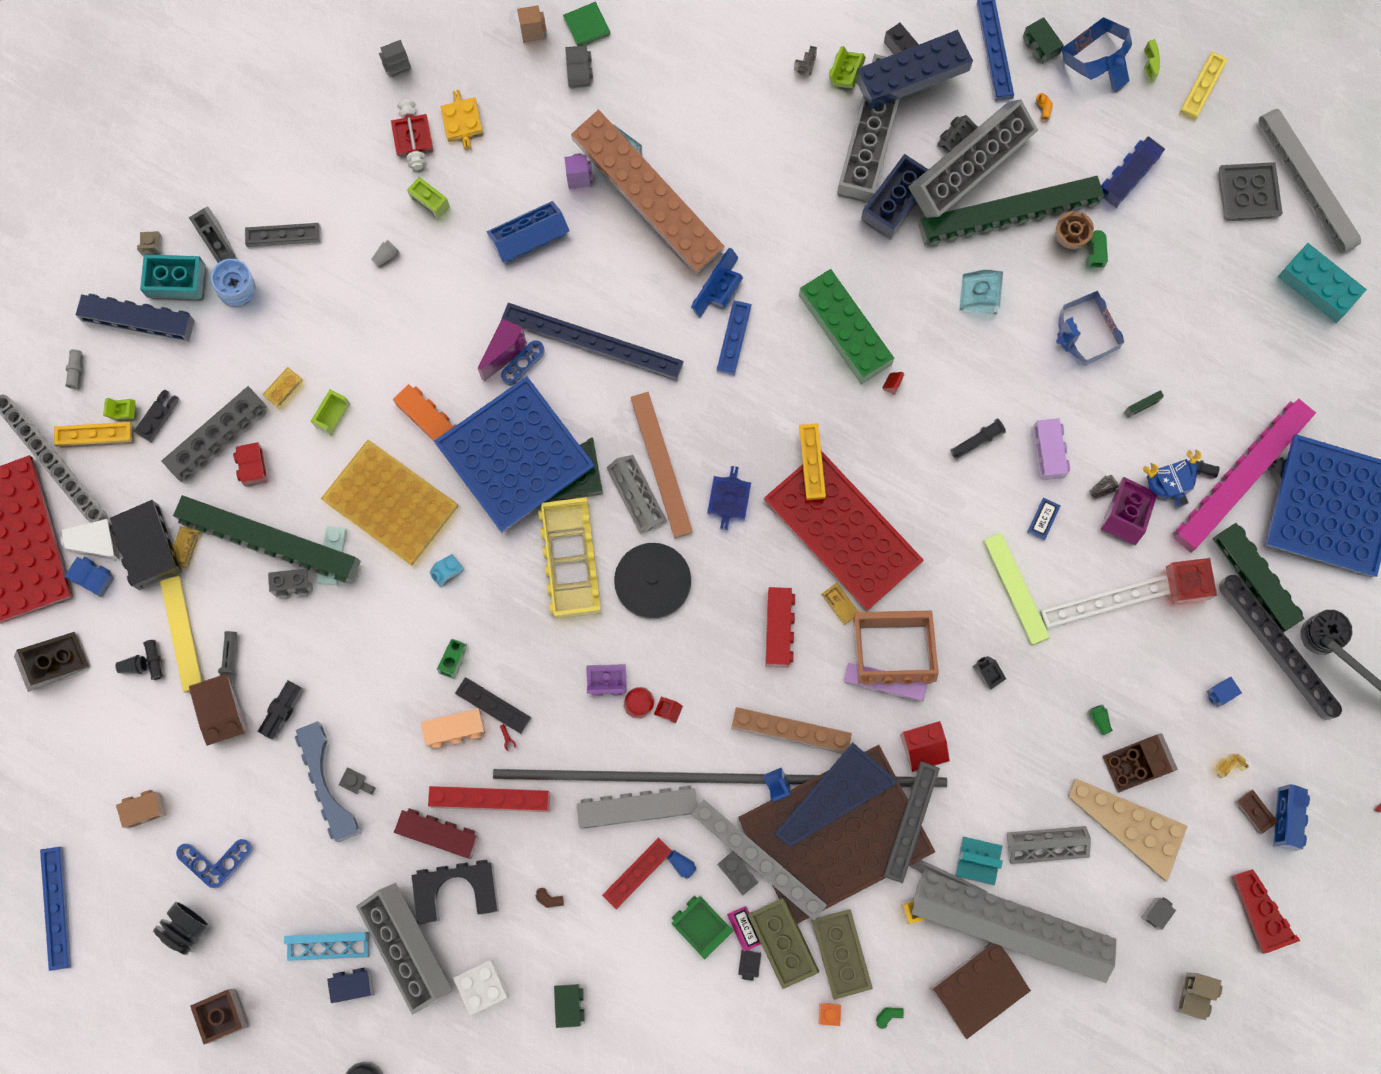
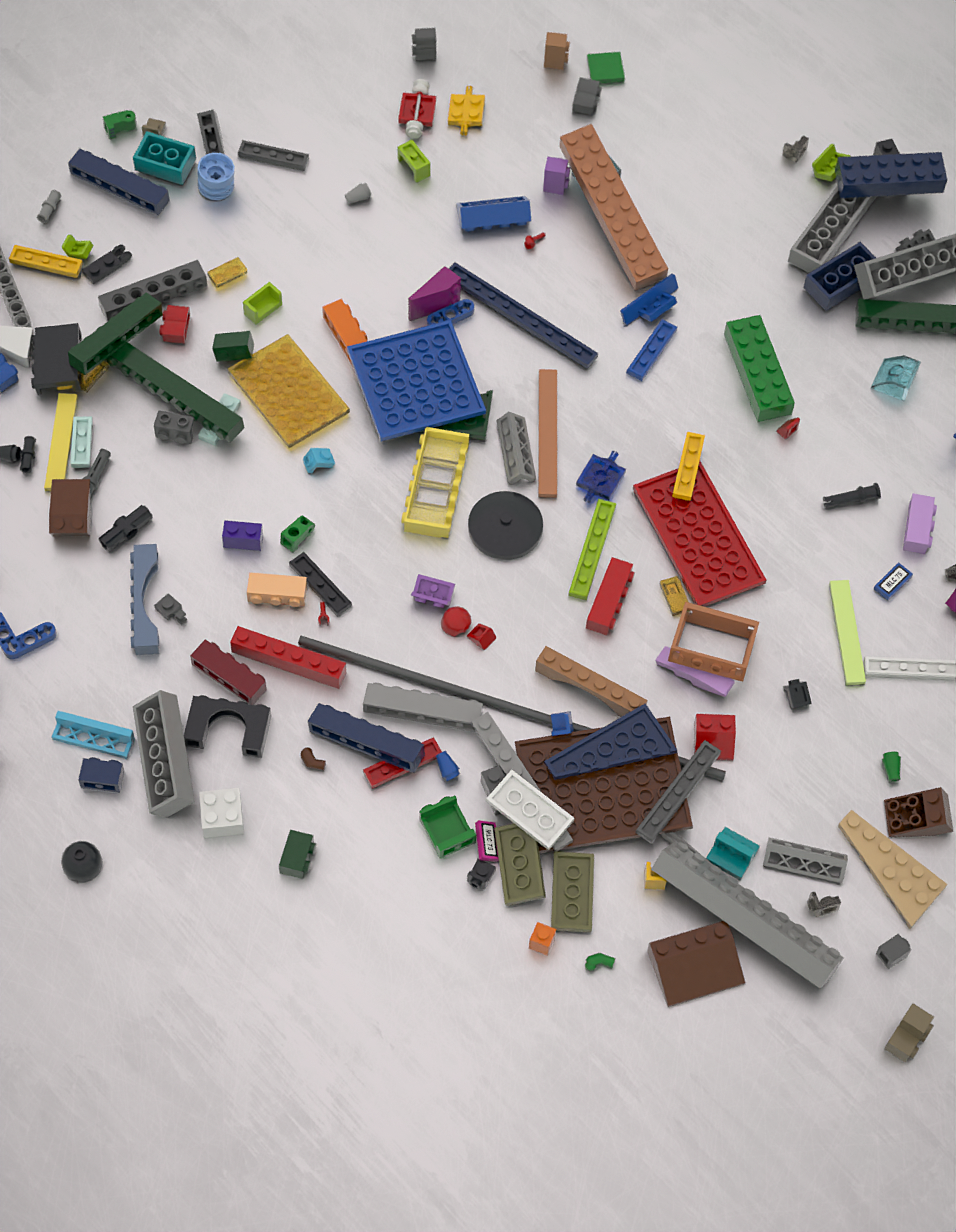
camera: 15 degrees right, 15 degrees down
(111, 247) = (119, 122): none -> green leg
(194, 502) = (115, 333): none -> dark green brick
(202, 628) = (81, 442): none -> light aqua plate
(318, 473) = (233, 346): none -> dark green brick
(399, 681) = (242, 535): none -> dark purple brick
(574, 251) = (530, 241): none -> red hand
(594, 862) = (366, 737): none -> dark blue brick
(745, 579) = (592, 549): none -> lime tile
(778, 892) = (530, 809): none -> white plate
(1083, 887) = (824, 906): none -> clear smoke bracket

